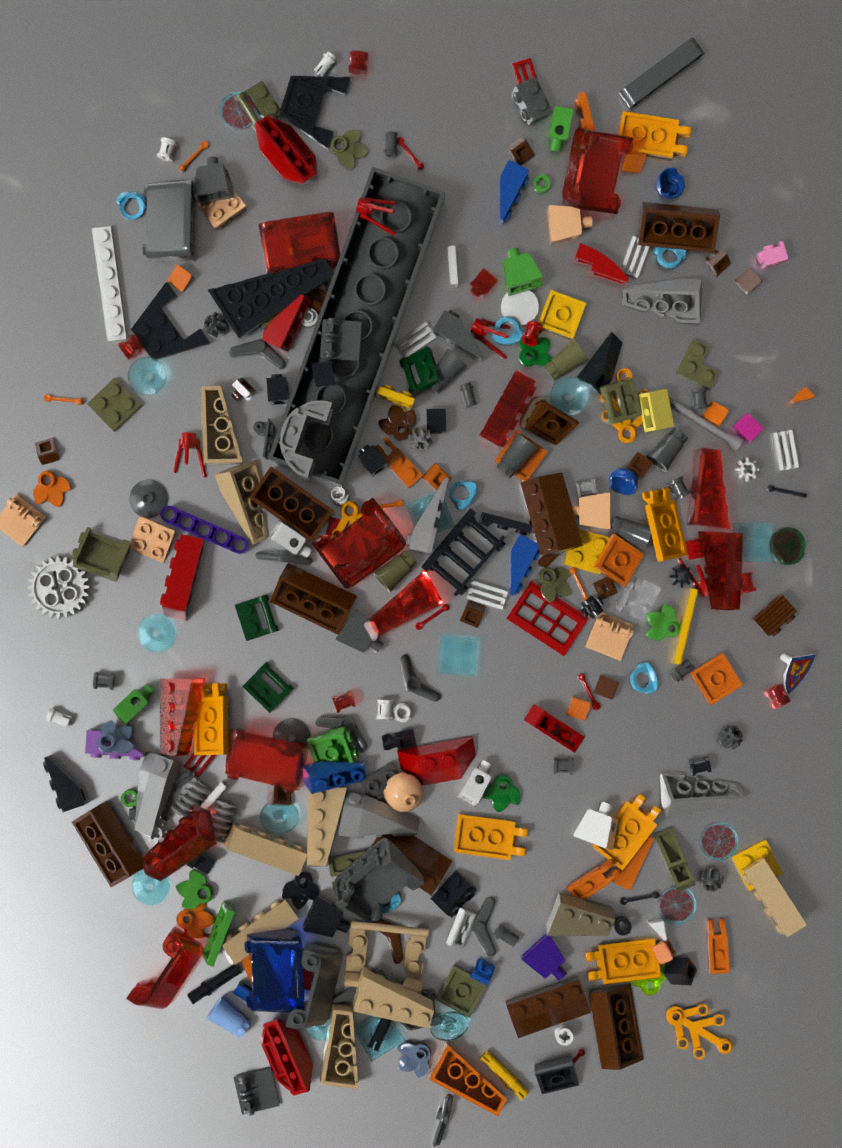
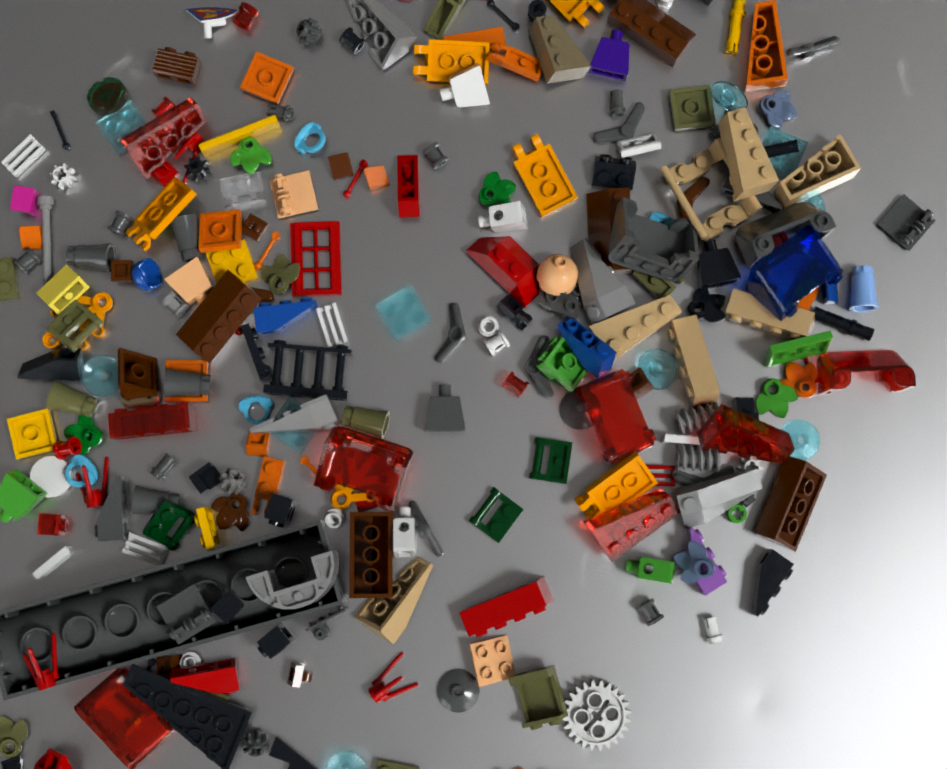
camera: 125 degrees left, 5 degrees down
(166, 630) = (562, 593): clear light blue dish -> none
(197, 523) = (449, 629): dark purple beam -> none
(217, 430) = (353, 669): tan wedge -> none
(261, 348) = (249, 686): dark grey piece -> none
(287, 1056) = (858, 214): red wedge -> none
(313, 598) = (443, 475): reddish brown slope -> none
(408, 605) = (388, 386): clear red wedge -> none
(419, 626) = (401, 365): red hinge -> none
(473, 613) = (357, 326): reddish brown slope -> none
(482, 971) = (662, 101): blue tile -> none
(592, 607) = (278, 225): black gear -> none
(708, 491) = (109, 192): clear red wedge -> none

